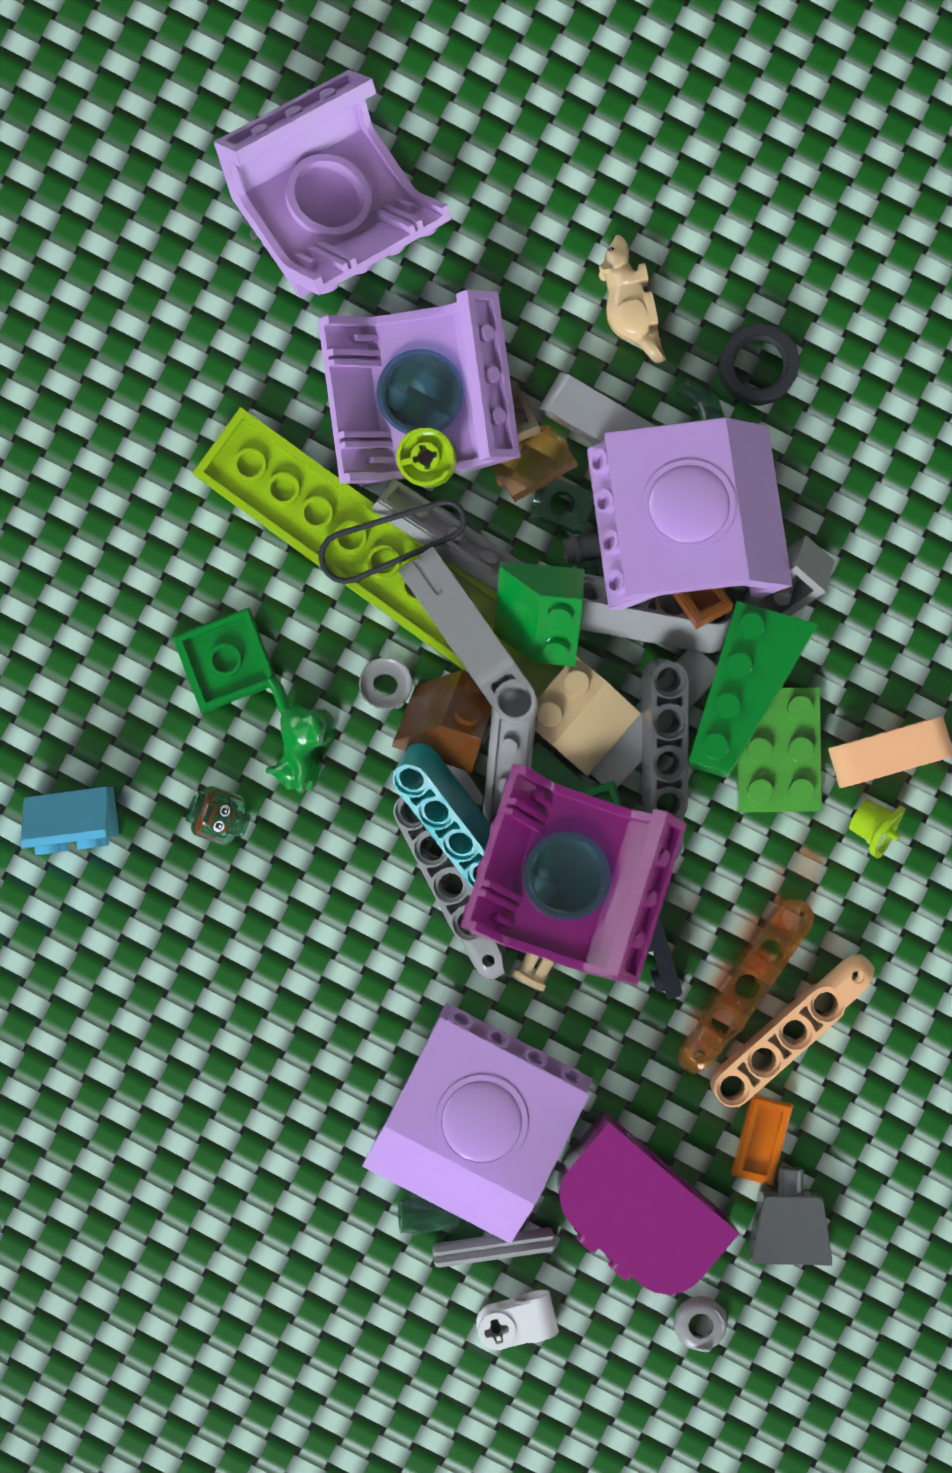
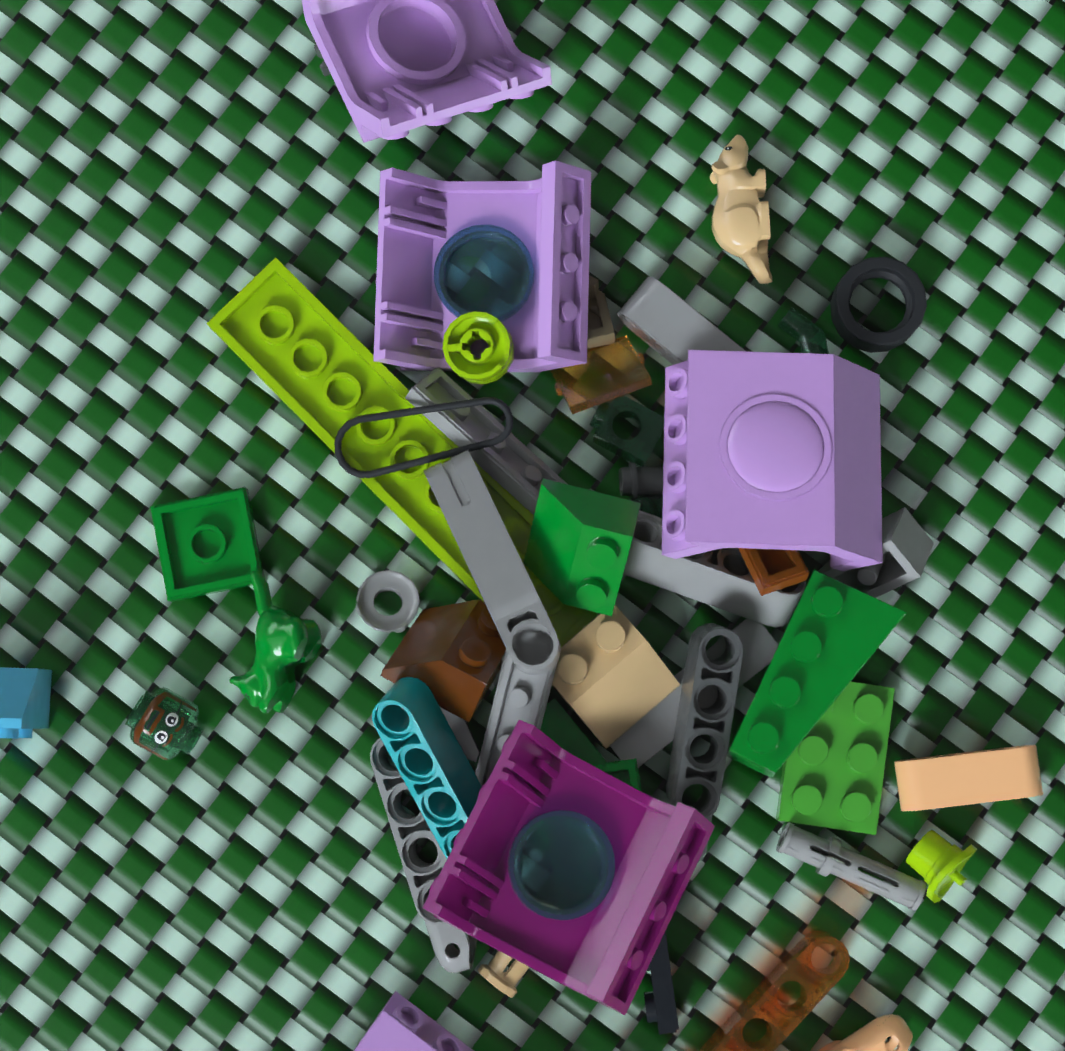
camera: 10 degrees right, 5 degrees down
(851, 851) = (902, 890): none -> light grey pin

